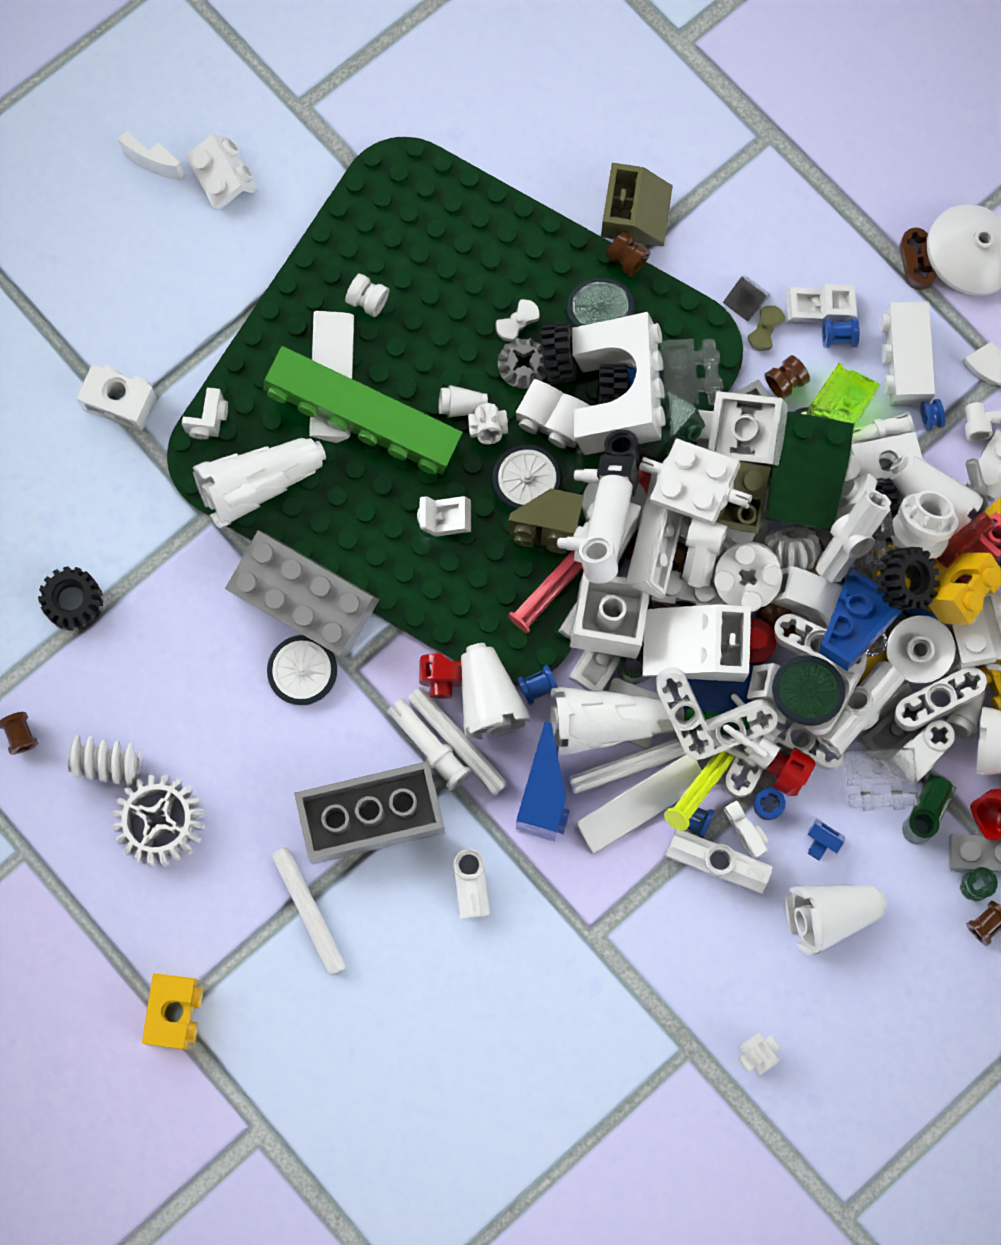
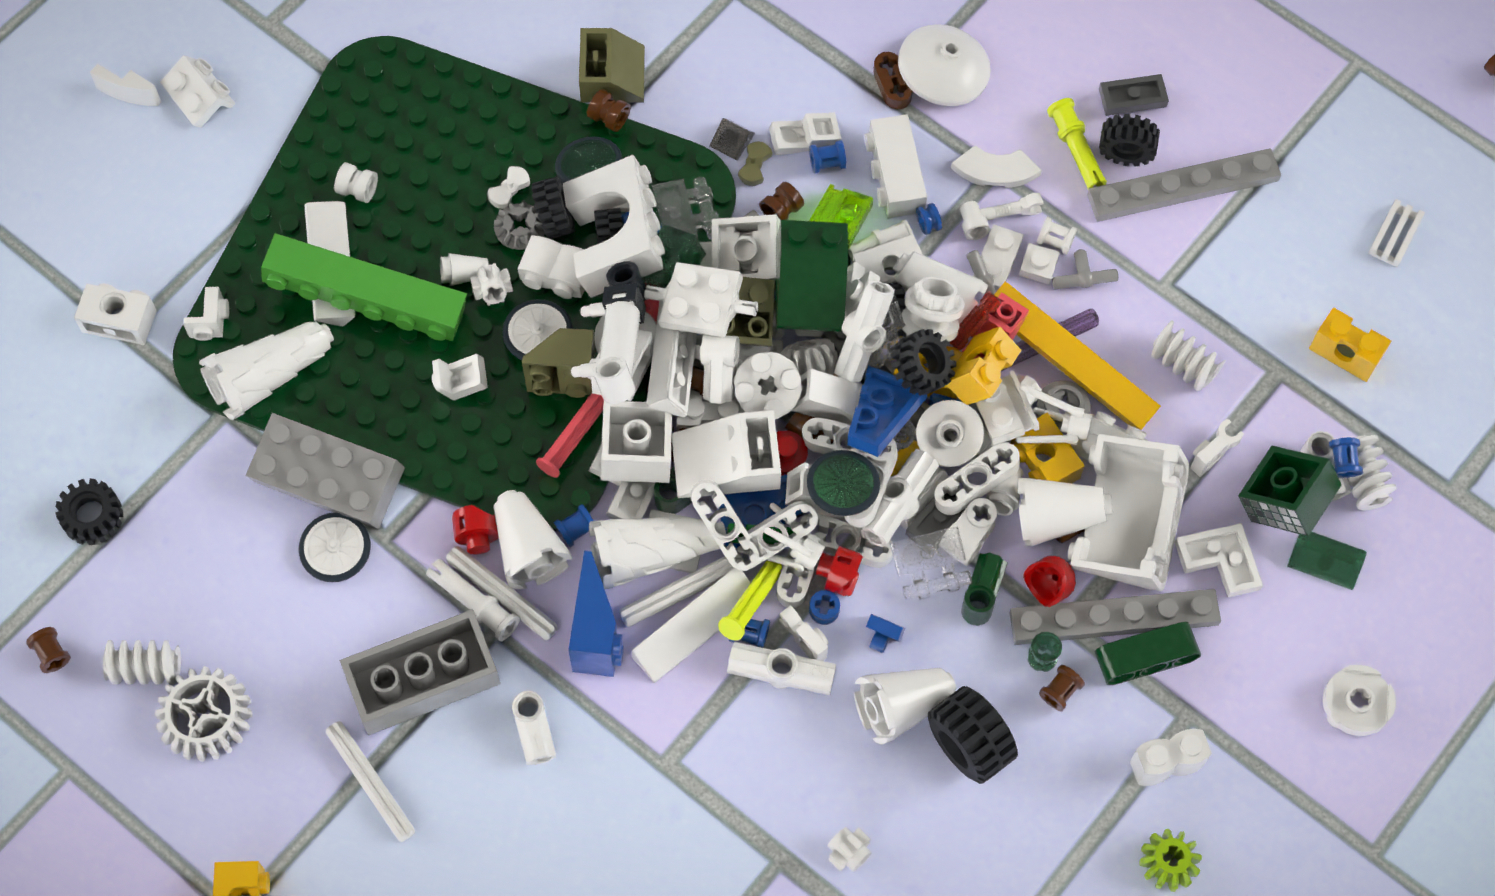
camera: 10 degrees left, 10 degrees down
(896, 962) = (972, 734): none -> black tyre

